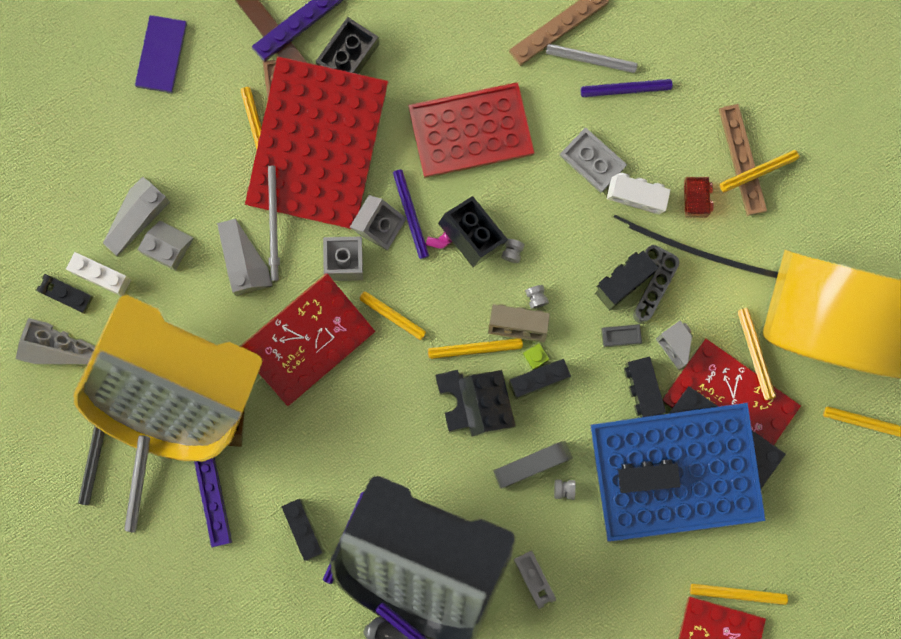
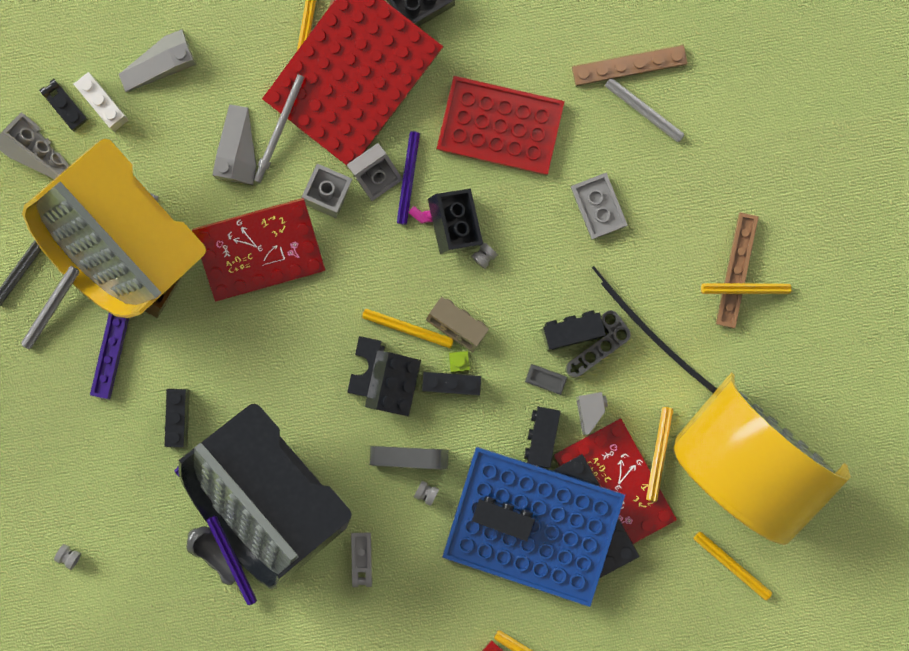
camera: 30 degrees right, 5 degrees up
(165, 245) = (173, 102): light grey slope -> none
(392, 315) = (347, 263): yellow axle -> none
(536, 296) = (485, 308): light grey wheel -> none
(626, 88) = (663, 153): dark purple axle -> none
(638, 193) = (624, 257): white brick -> none
(697, 197) = (677, 285): clear red brick -> none

